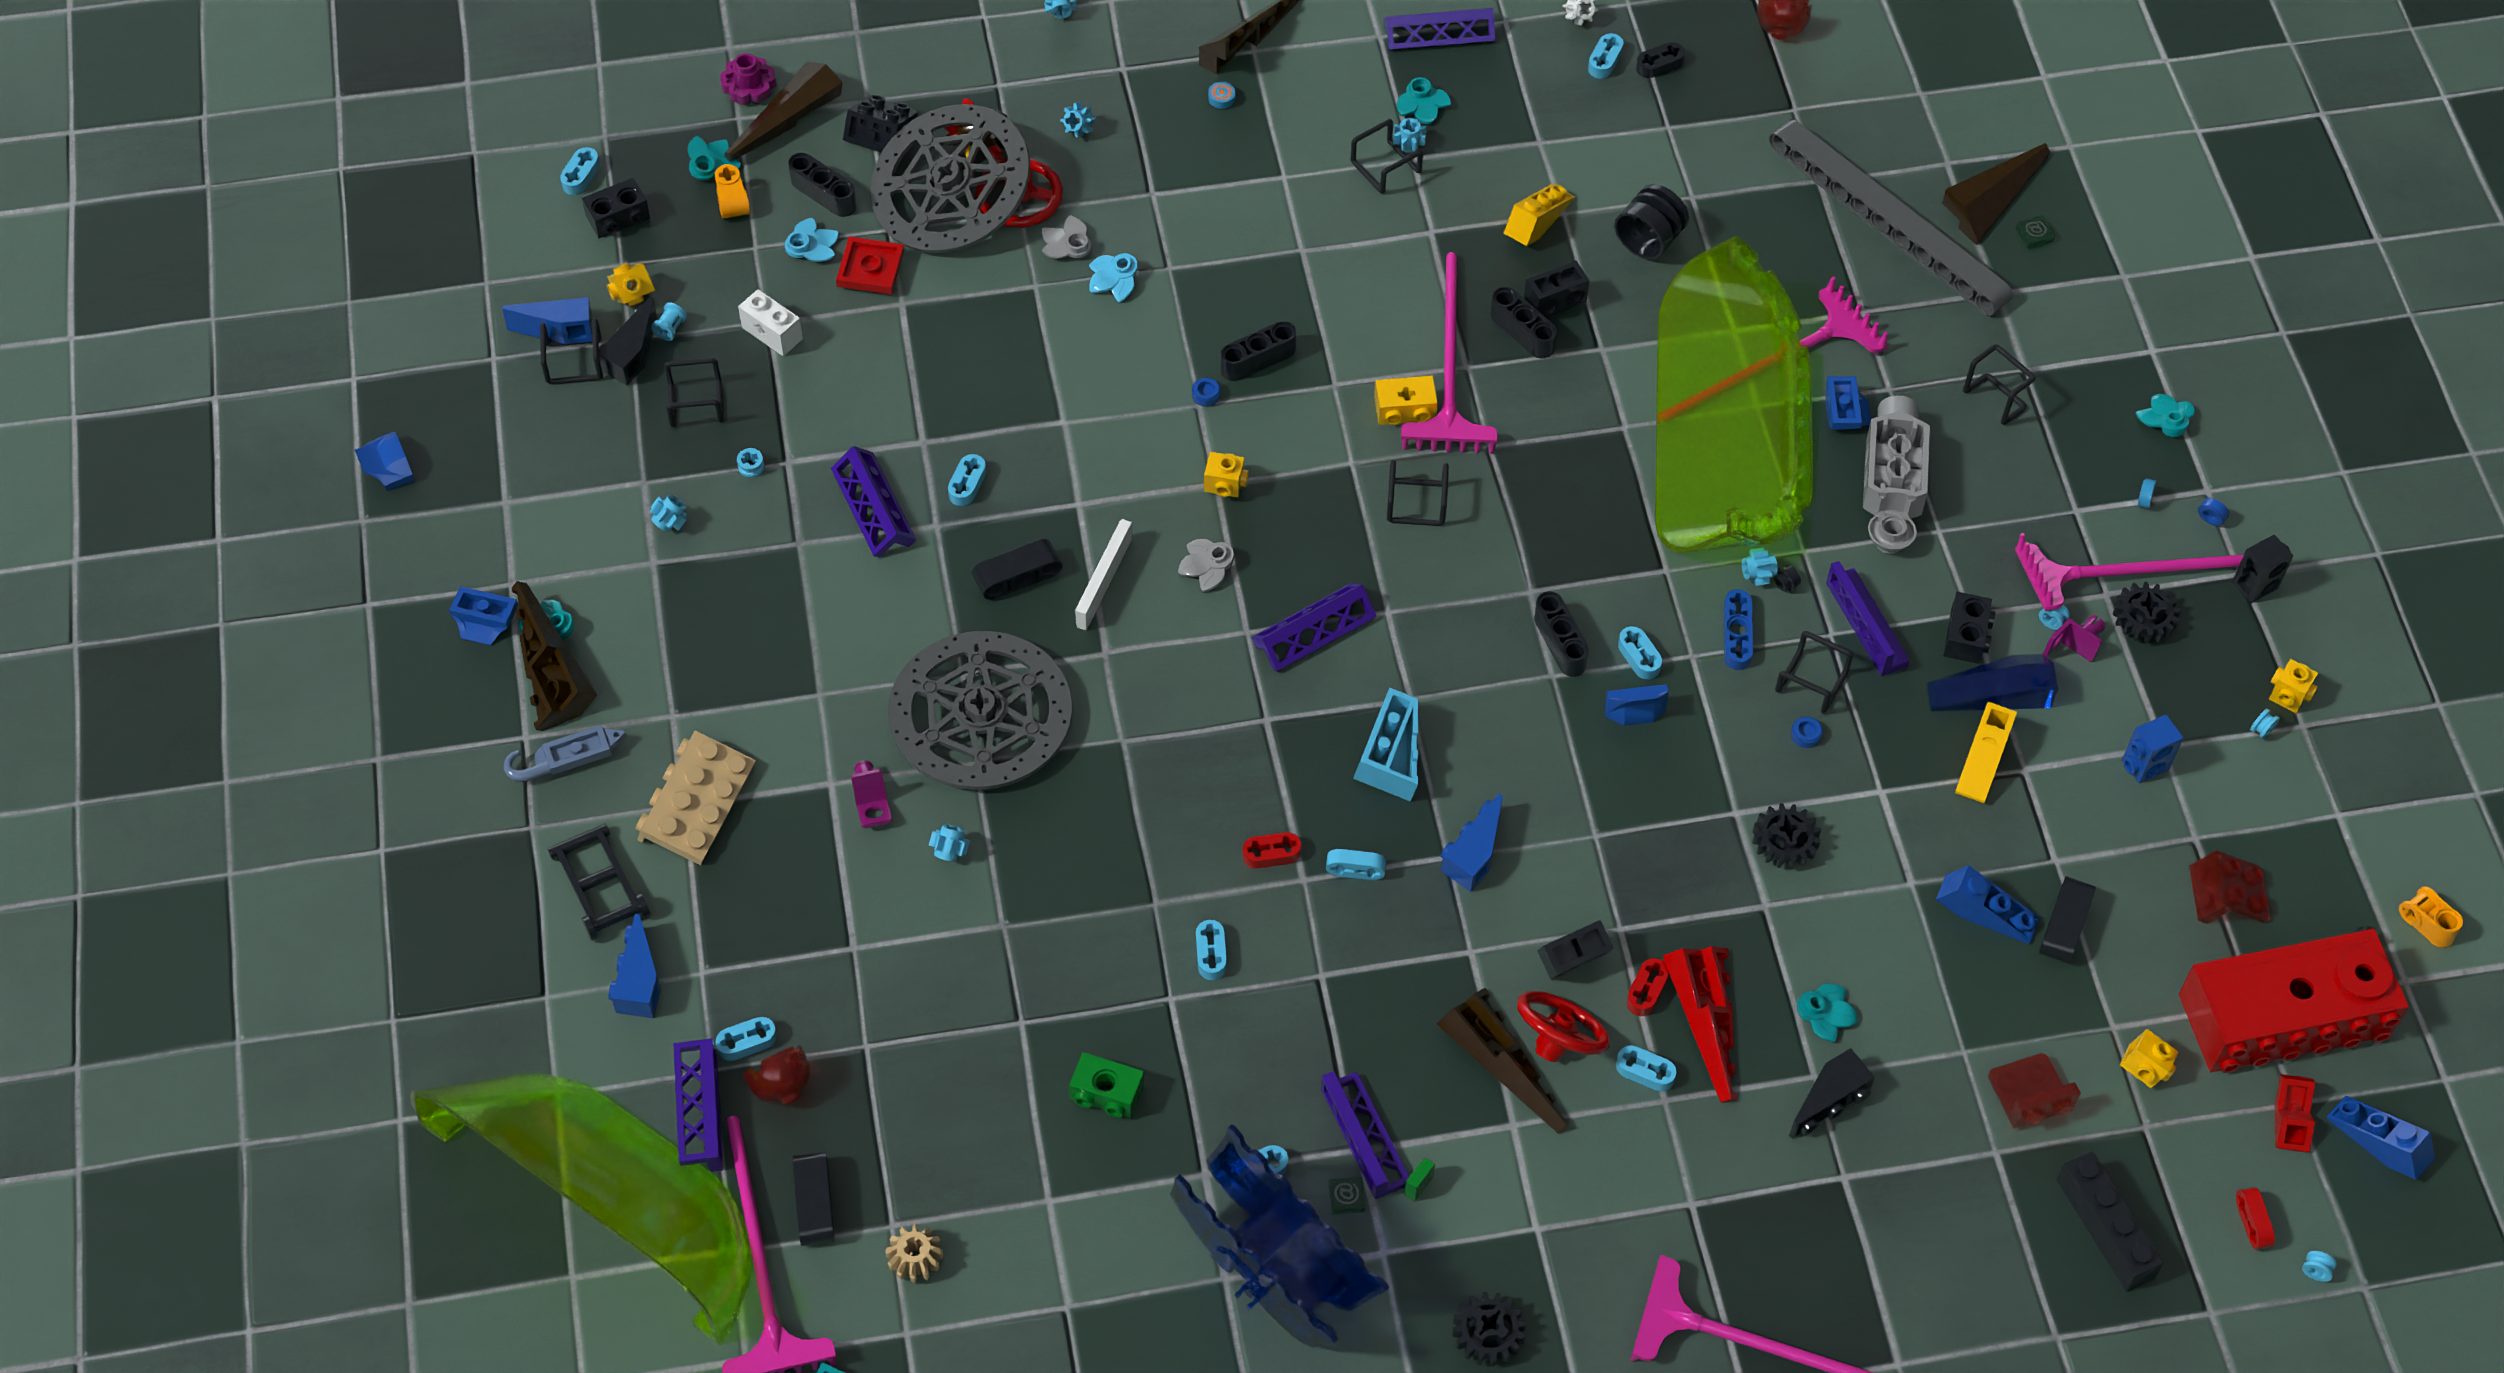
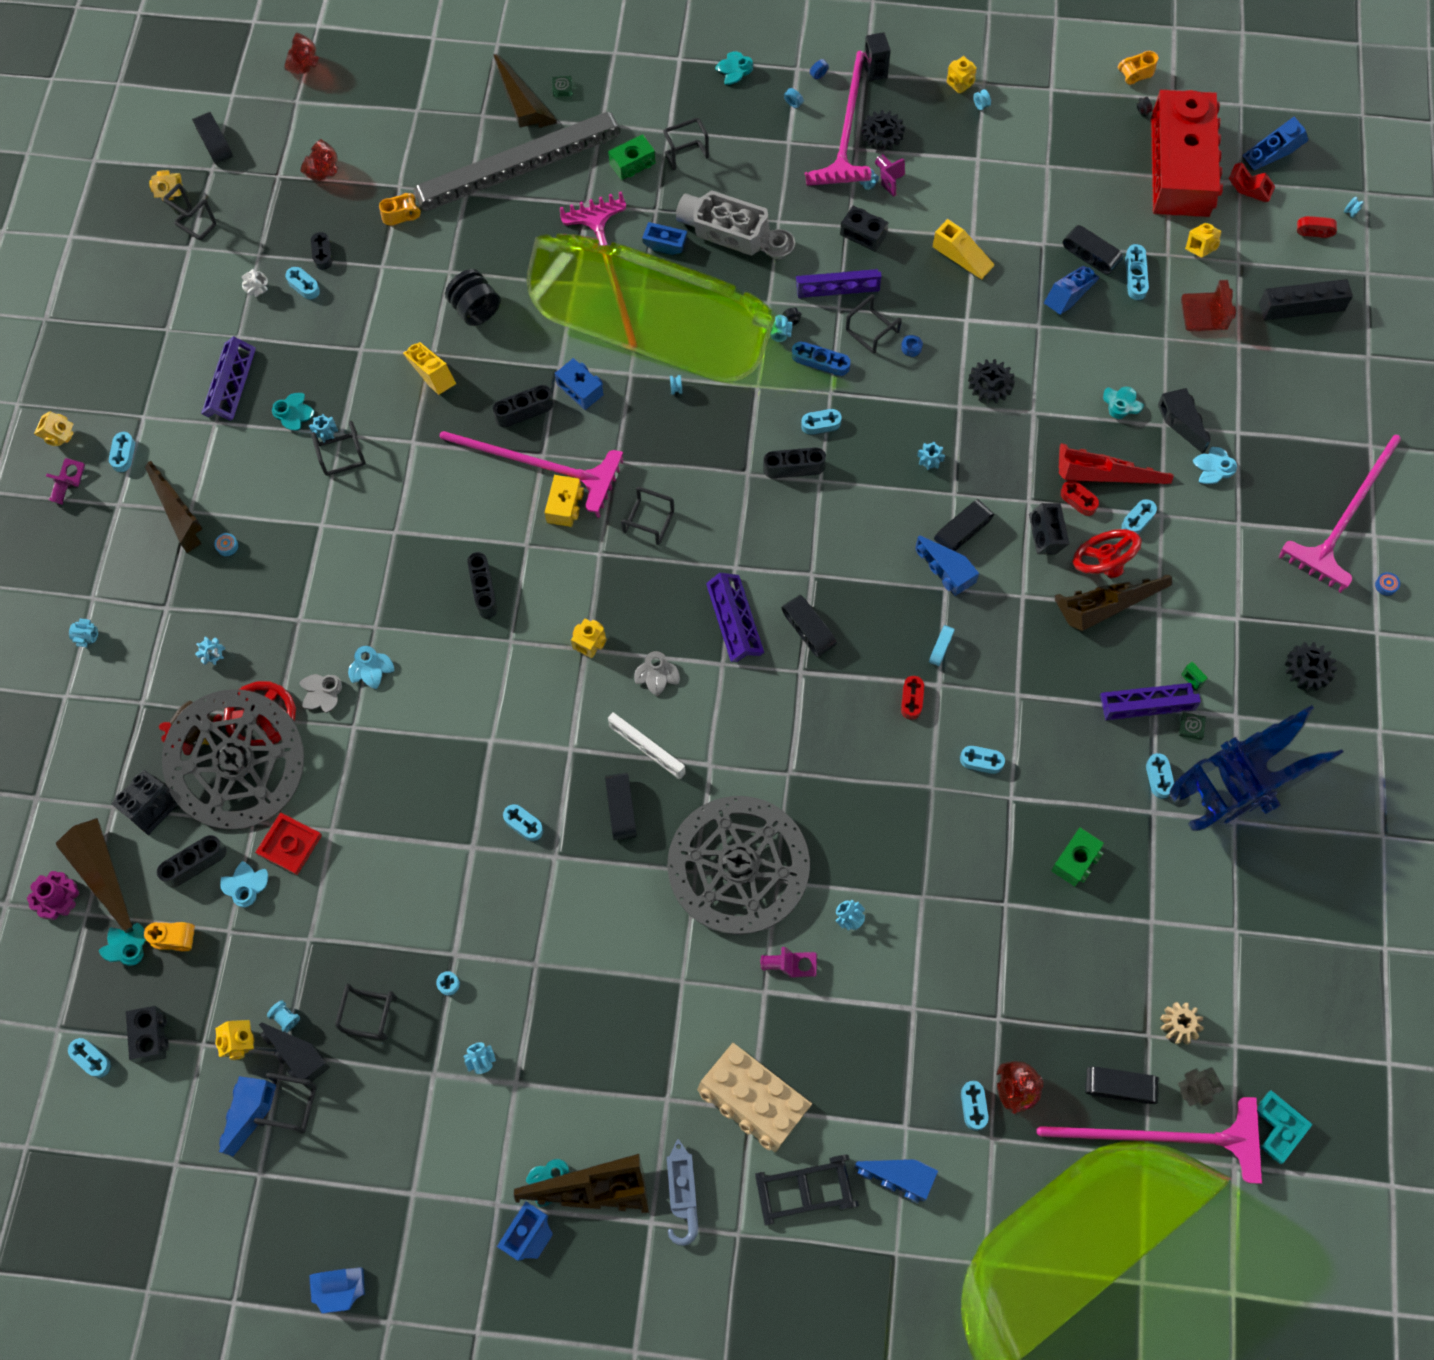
camera: 70 degrees left, 10 degrees up
(711, 1104) = (1032, 1144): dark purple fence -> none
(770, 322) = (318, 934): white brick -> none
(832, 1286) = (1200, 1087): none -> clear smoke brick
(882, 499) = (518, 890): dark purple fence -> none
(1206, 392) = (502, 632): blue tile -> none
(1329, 707) = (809, 625): none -> black beam
(1391, 750) = (856, 594): medium azure wedge -> none
(1544, 852) = (964, 525): none -> black beam
(1557, 289) = (506, 373): black brick -> none
(1580, 371) = (579, 383): none -> blue brick
(1624, 475) = (676, 385): none -> medium azure bush
(1636, 704) = (865, 435): blue slope -> none
(1637, 788) = (931, 455): none -> medium azure gear
(1753, 114) = (396, 209): none -> light orange piece
(1770, 1151) = (1212, 464): none -> medium azure plate
(1954, 335) = (632, 157): none -> green brick
(2007, 682) = (908, 224): clear blue wedge -> none
(2049, 998) = (1132, 279): none -> medium azure beam
(2152, 749) = (990, 159): blue brick -> none
(2226, 885) = (1093, 161): clear red bracket -> none

